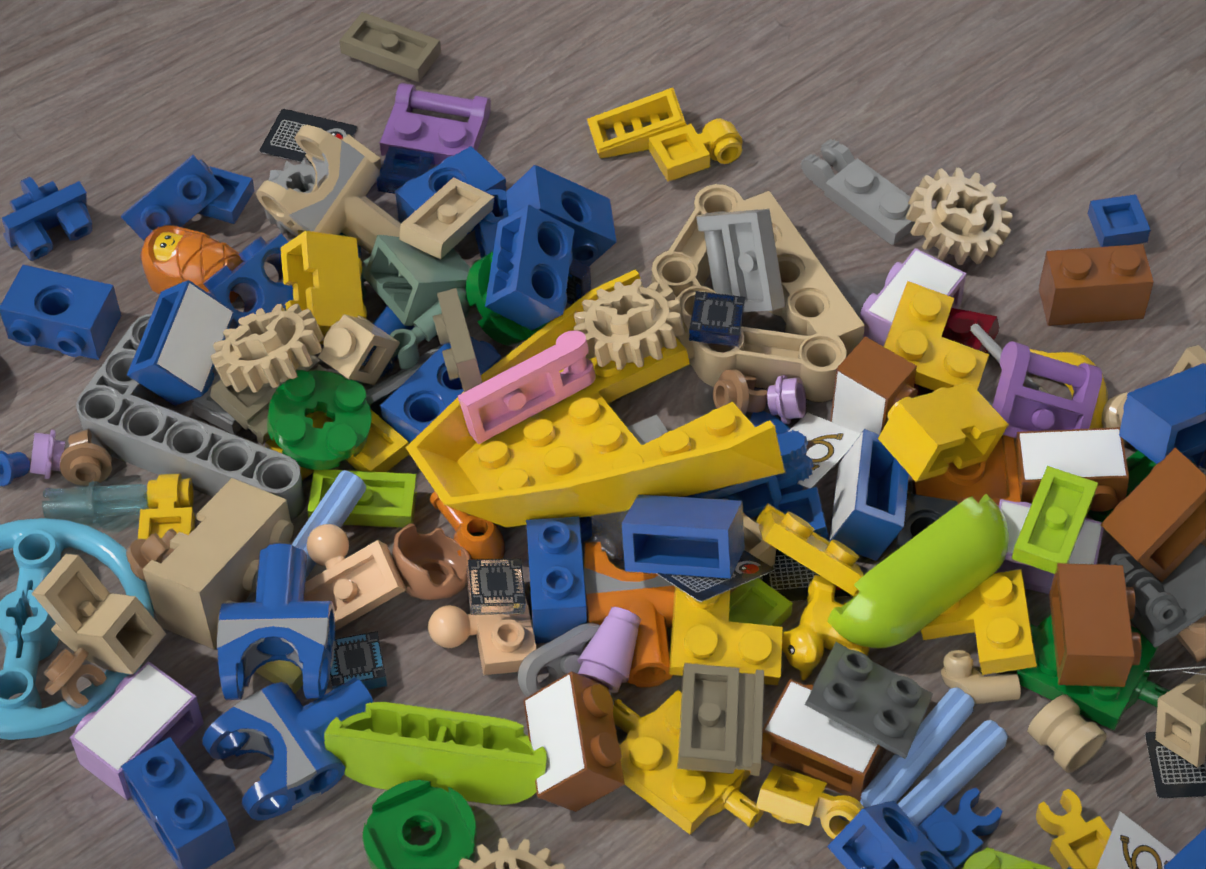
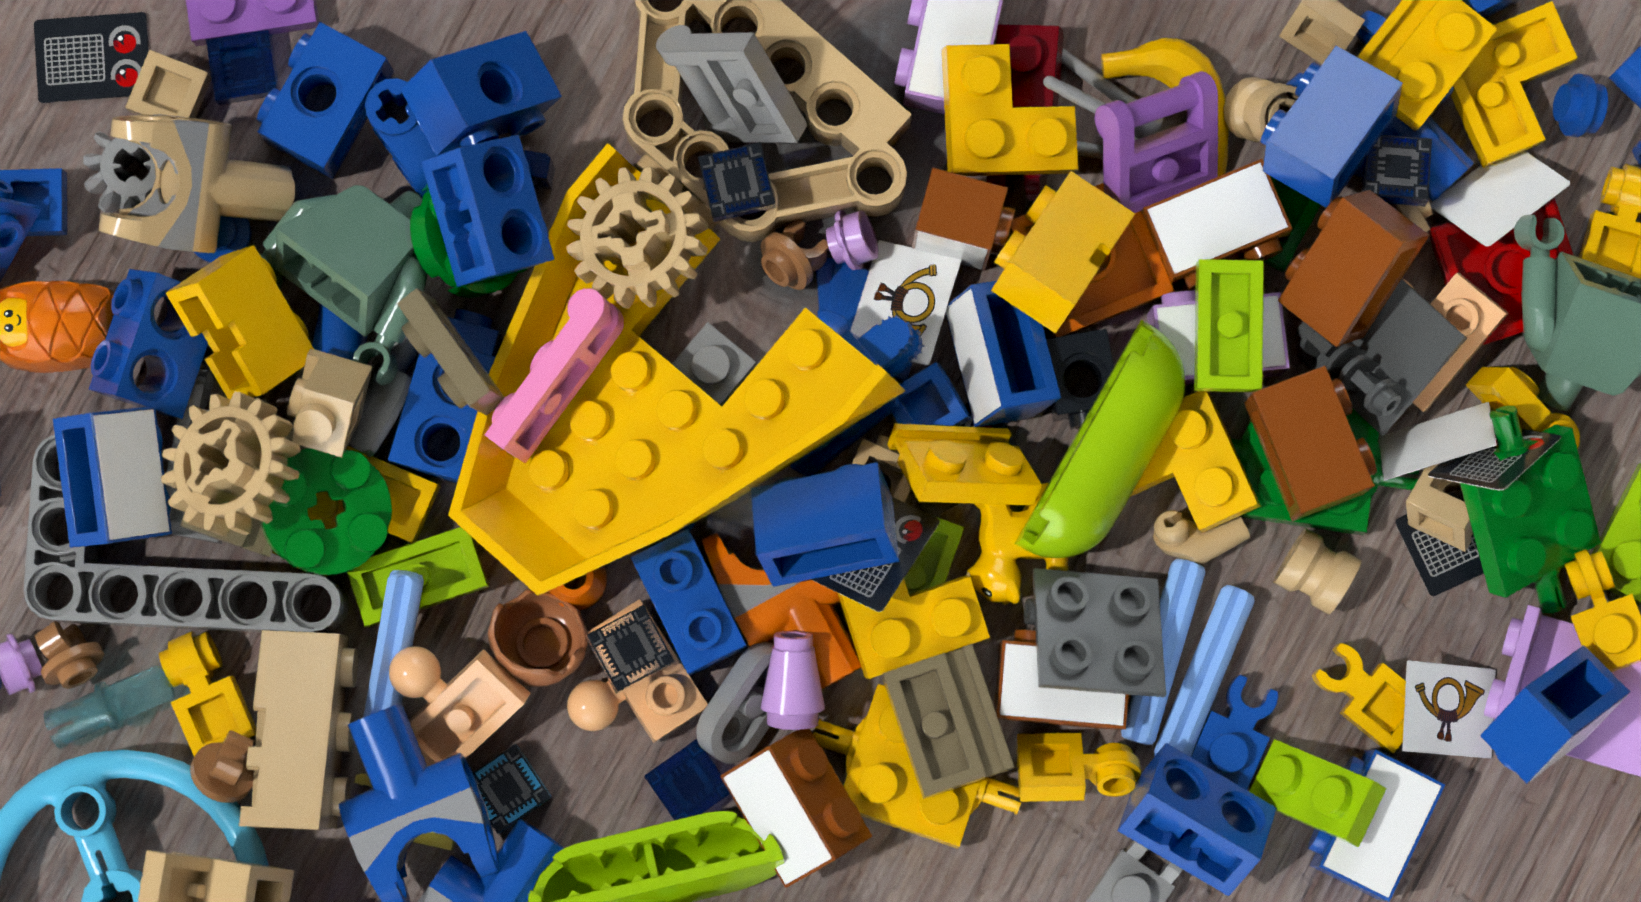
camera: 25 degrees left, 30 degrees up
(446, 218) = (349, 167): tan plate -> none
(498, 700) = (688, 782): none -> clear blue tile

